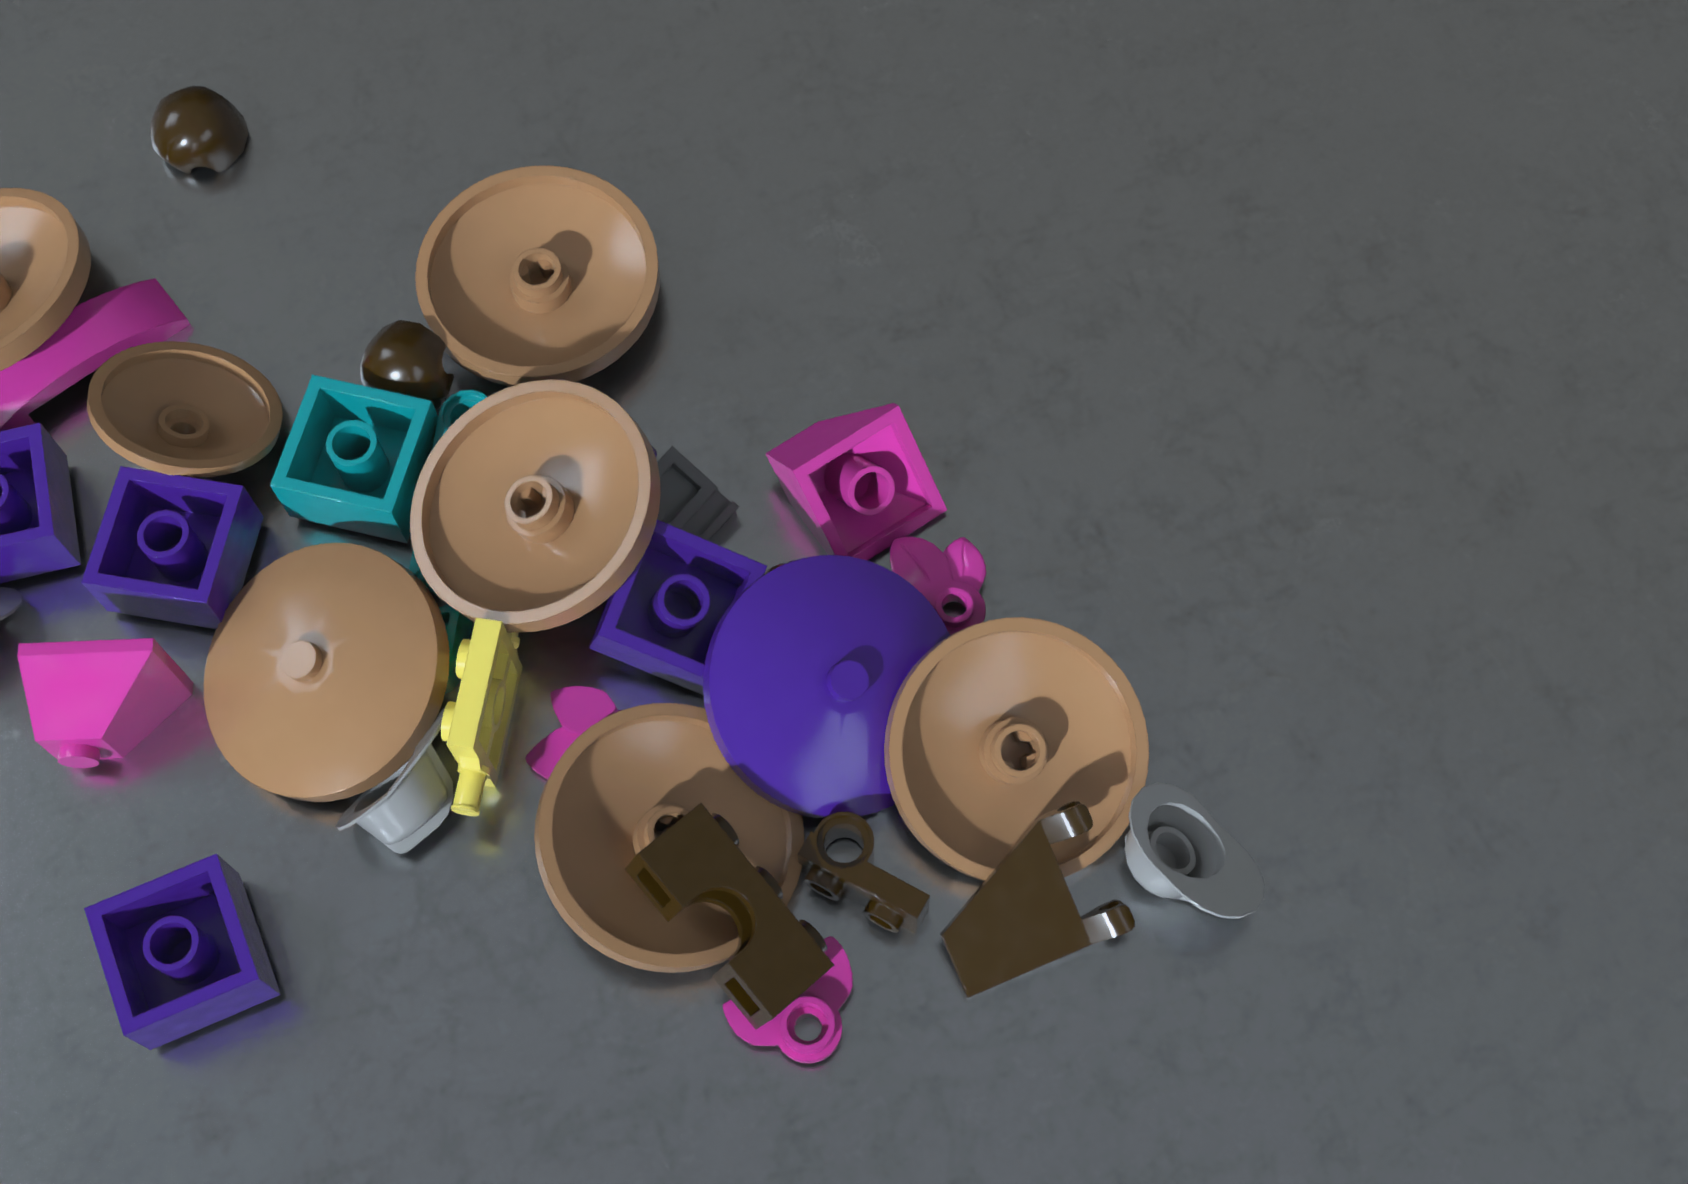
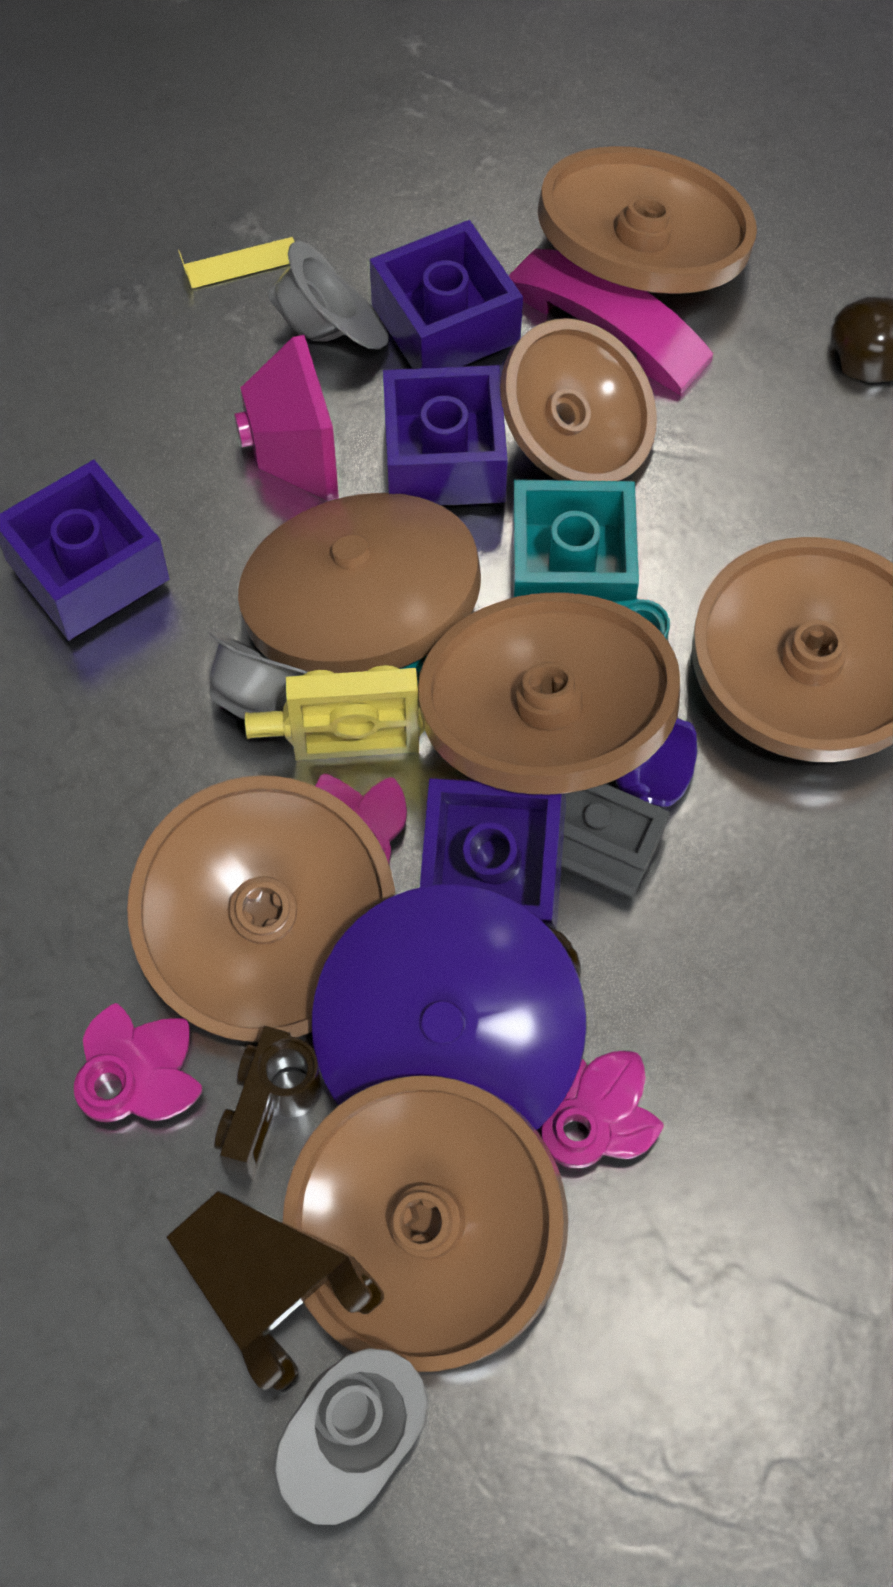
camera: 75 degrees right, 5 degrees down
(407, 362) = (675, 560): dark brown hair -> none
(775, 951) = (155, 1027): dark brown arch -> none
(858, 481) = (685, 1000): dark pink slope -> none

